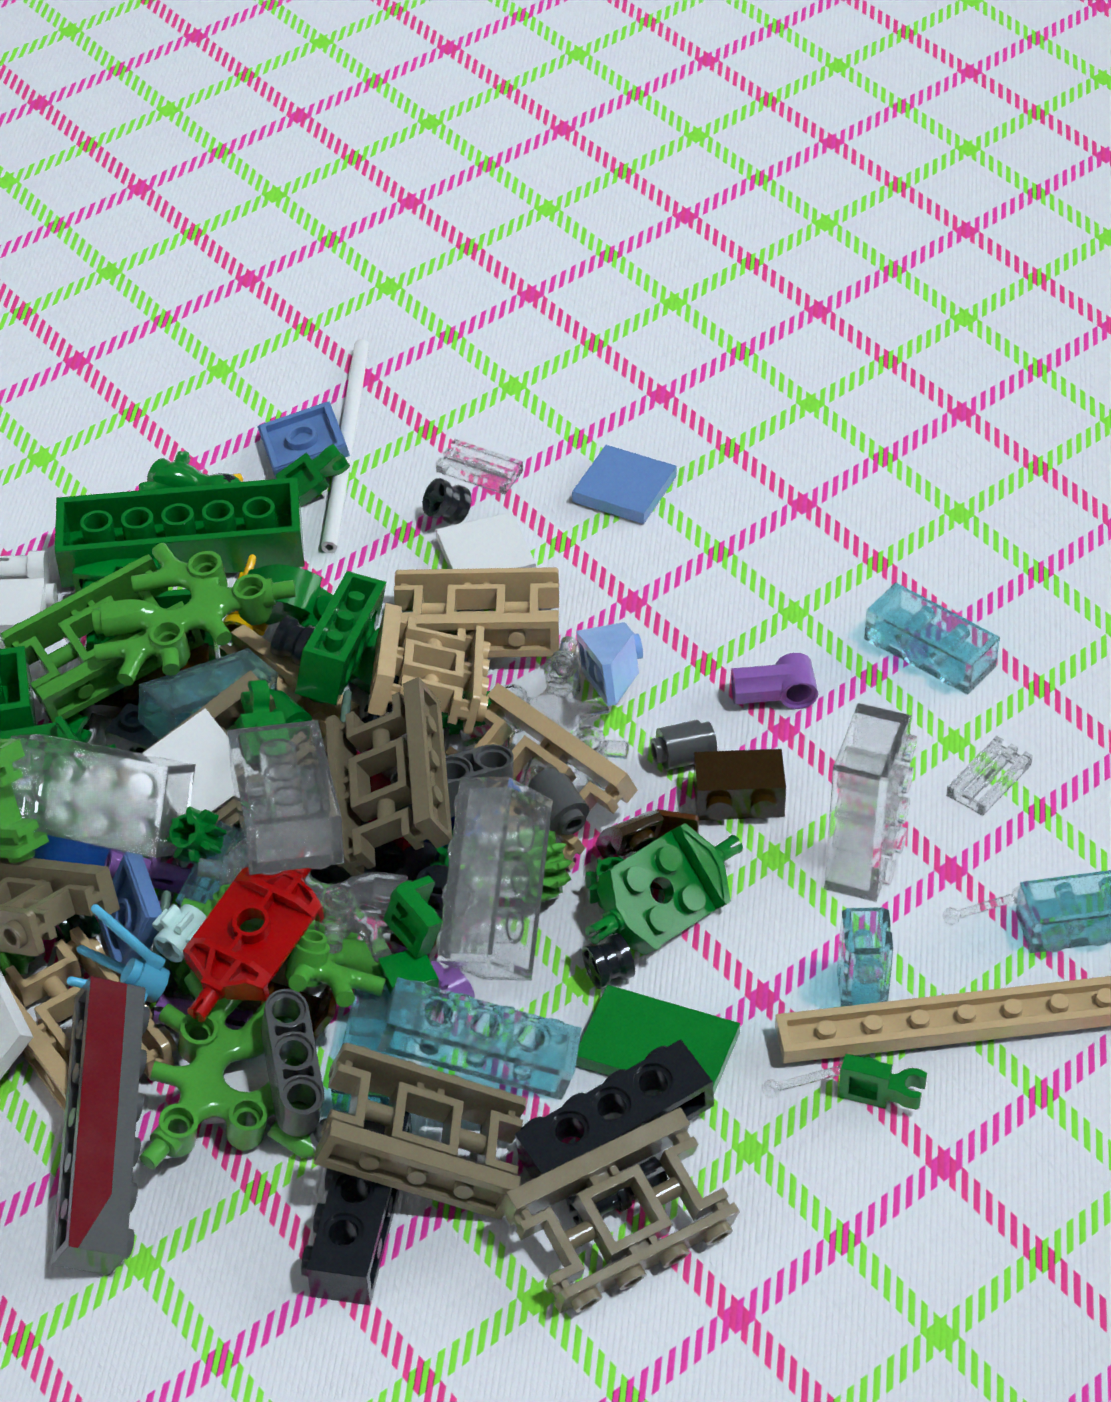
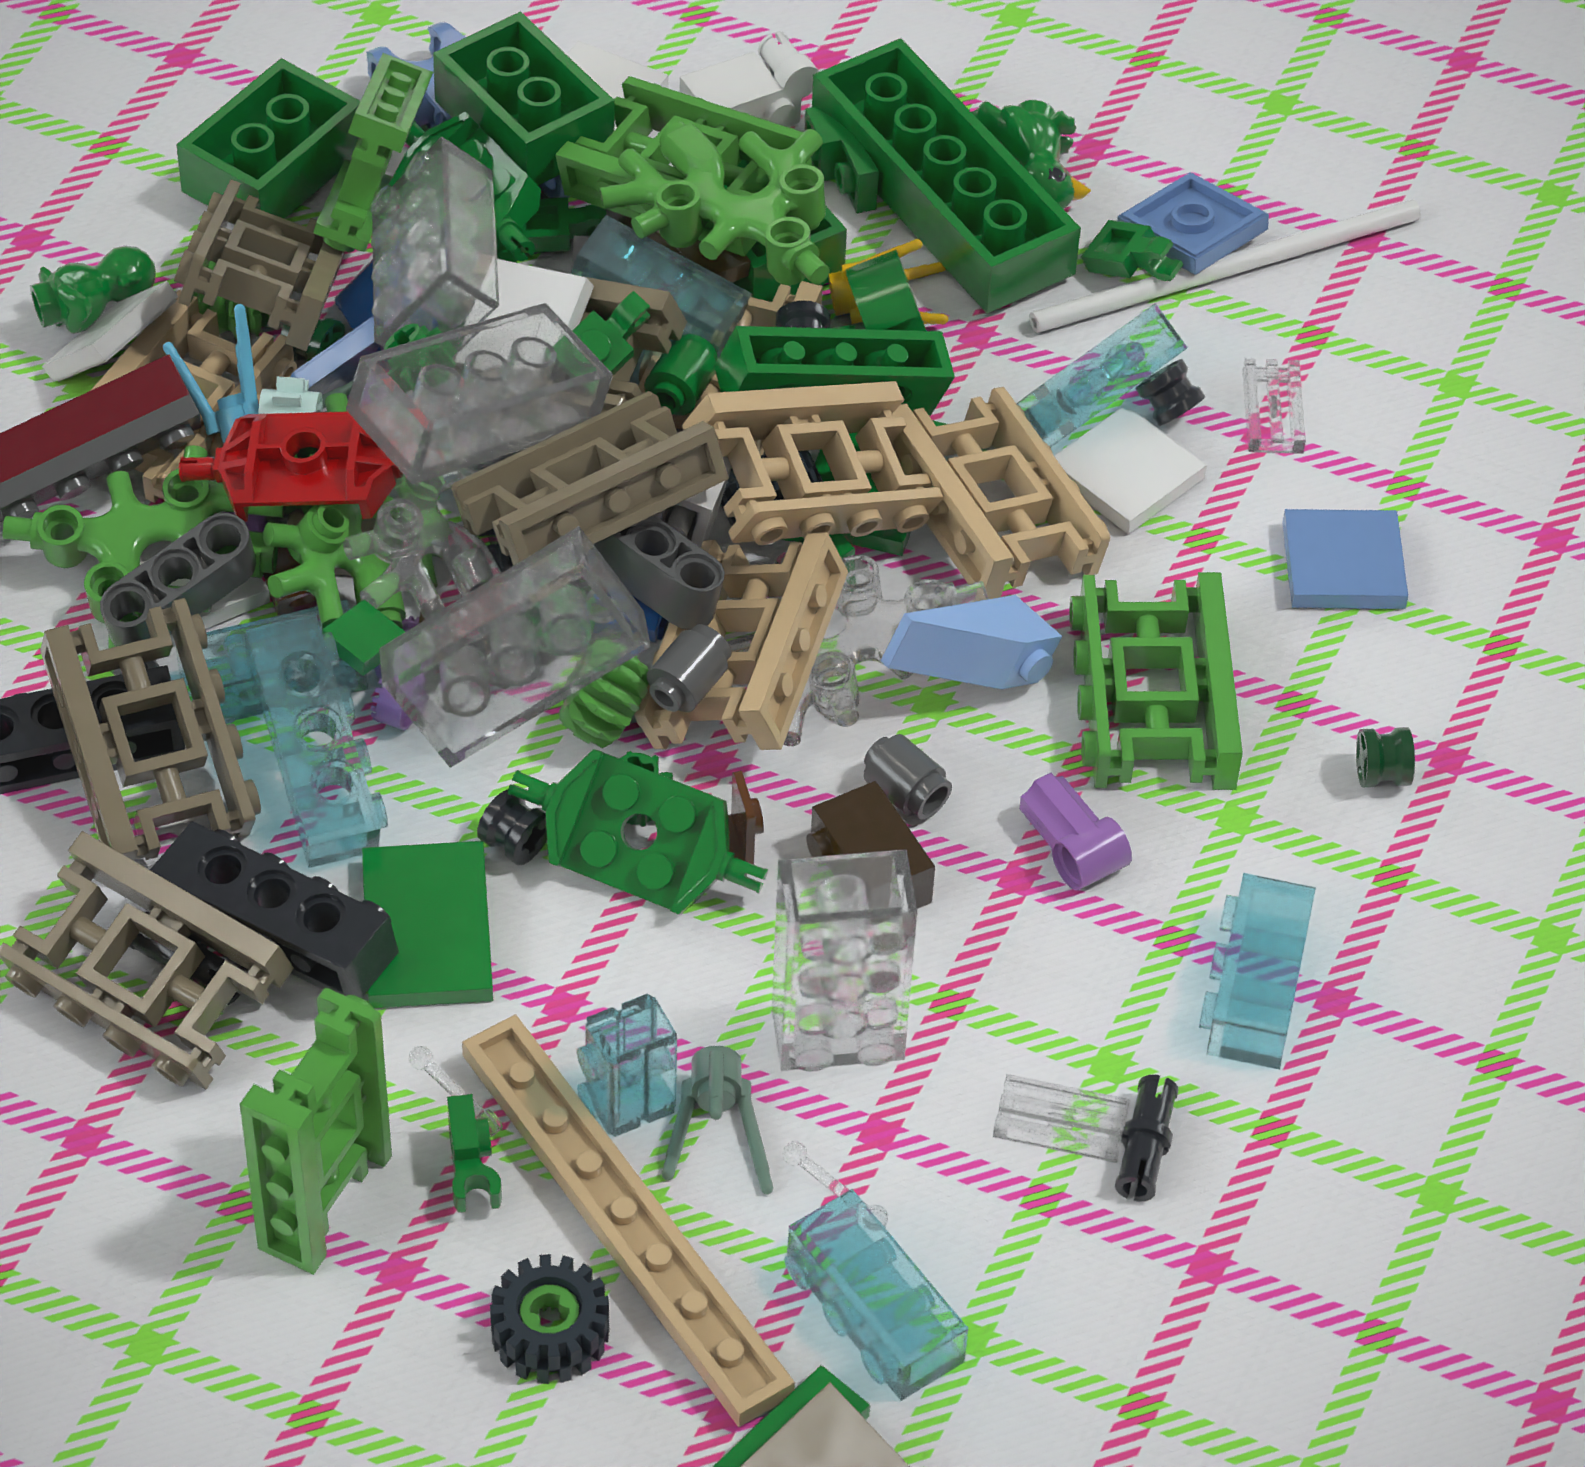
camera: 60 degrees right, 5 degrees up
(412, 917) = (426, 584): green bracket -> none
(415, 521) = (1102, 375): none -> clear light blue brick
(630, 834) = (700, 766): dark brown slope -> none
(685, 574) = (1200, 679): none -> bright green fence
(798, 522) = (1385, 757): none -> dark green wheel
(872, 1129) = (317, 1130): none -> bright green fence
(921, 927) = (716, 1088): none -> sand green plant
(1028, 739) = (1146, 1138): none -> black pin
(1036, 1105) = (549, 1349): none -> black bush

